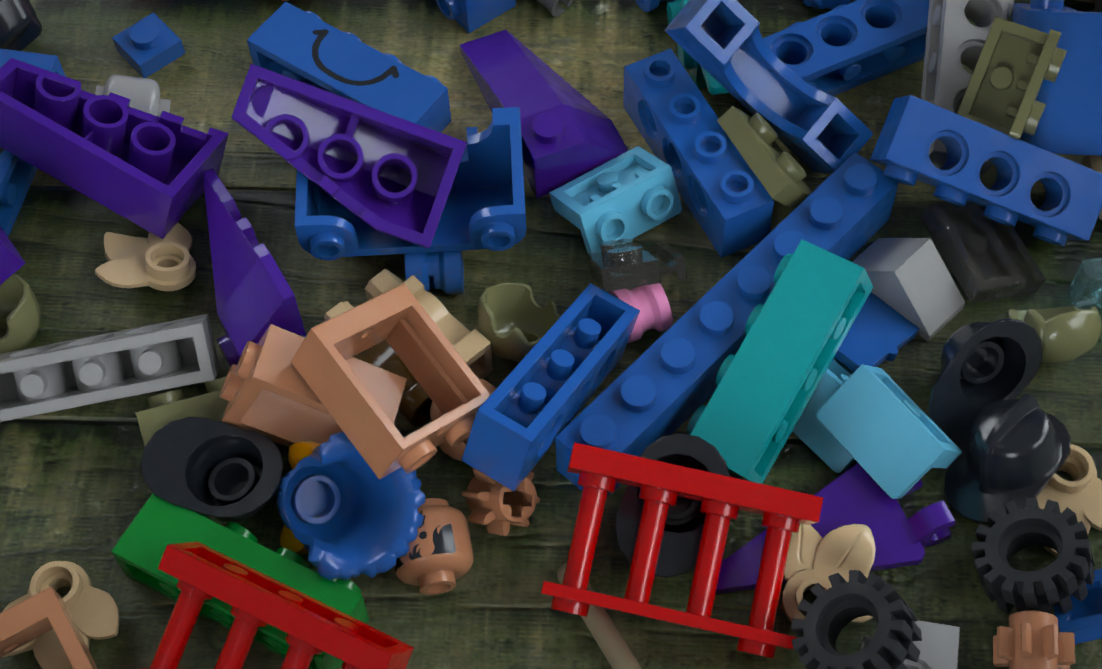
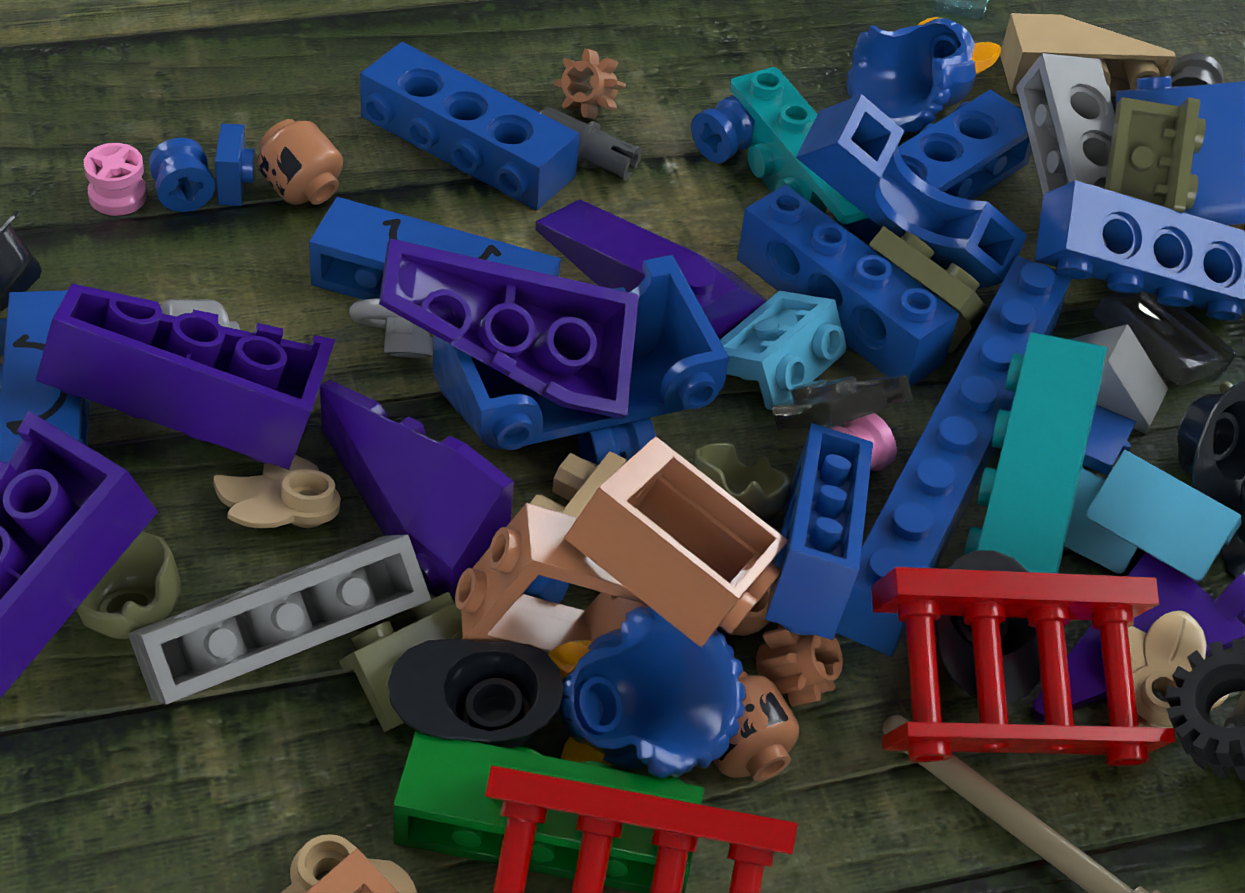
camera: 25 degrees left, 10 degrees down
(148, 45) = (174, 270): blue plate -> none

